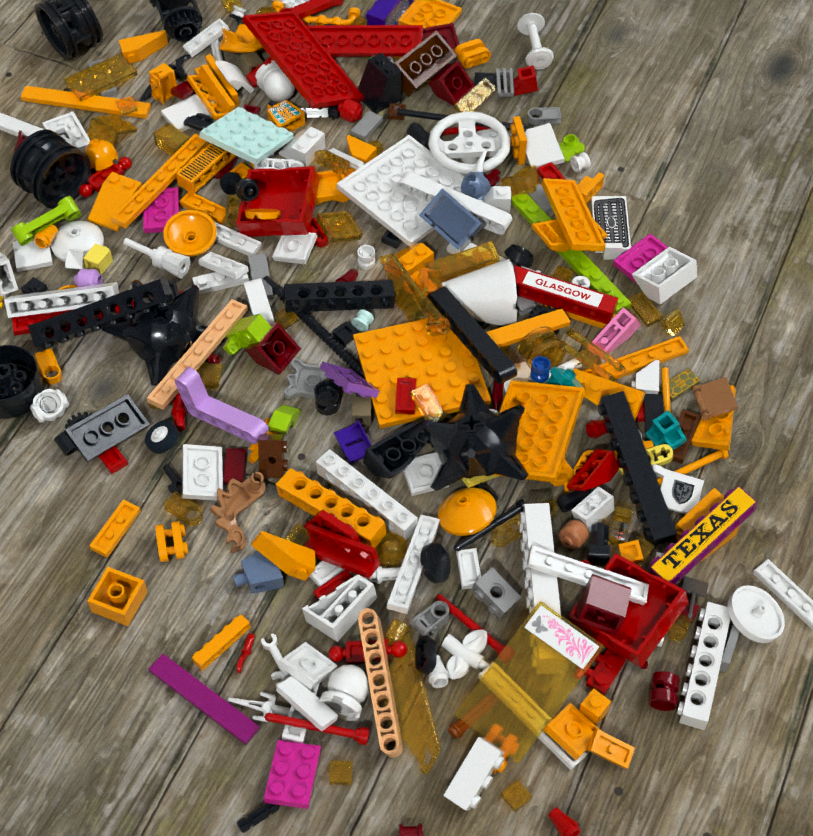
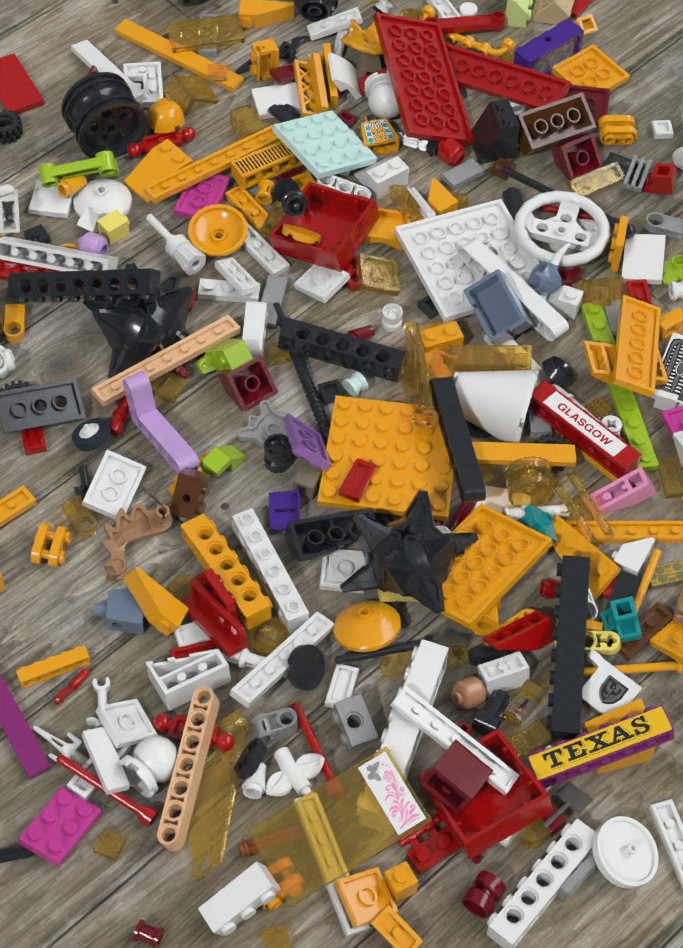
camera: 20 degrees right, 0 degrees up
(213, 190) = (265, 192): none -> light orange bush
(234, 465) = (152, 490): dark red tile -> none
(428, 404) = (376, 497): clear yellow plate -> none
(505, 43) = (662, 129): none -> white tile
(540, 369) = (516, 502): blue wheel -> none
(631, 551) = (519, 734): light orange plate -> none

